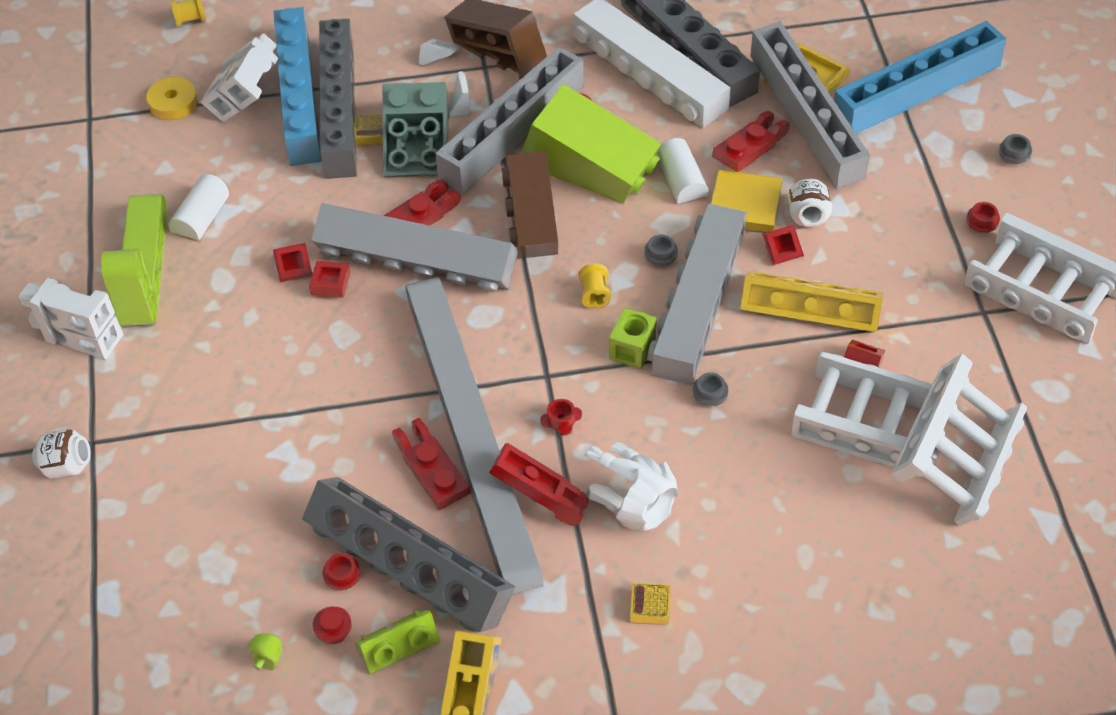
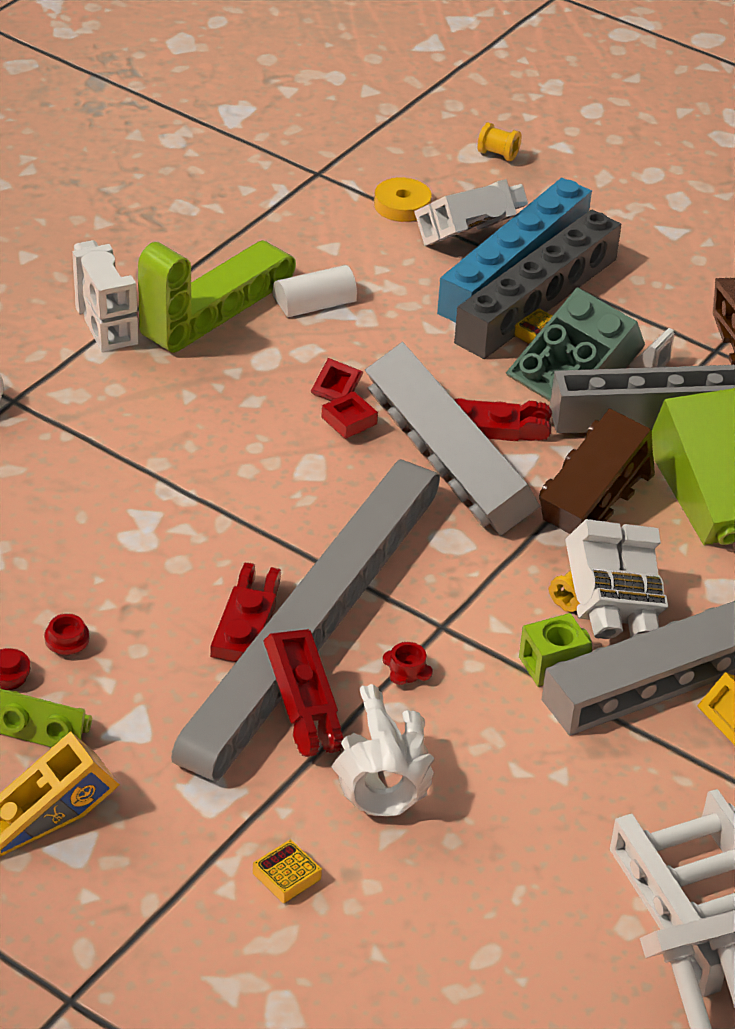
camera: 40 degrees right, 10 degrees down
(436, 50) = (683, 306): white slope -> none
(486, 591) = (128, 661): dark grey brick -> none
(624, 265) = (616, 577): none -> white hips
(661, 250) = (683, 601): dark grey plate -> none
(710, 389) = (575, 747): dark grey plate -> none

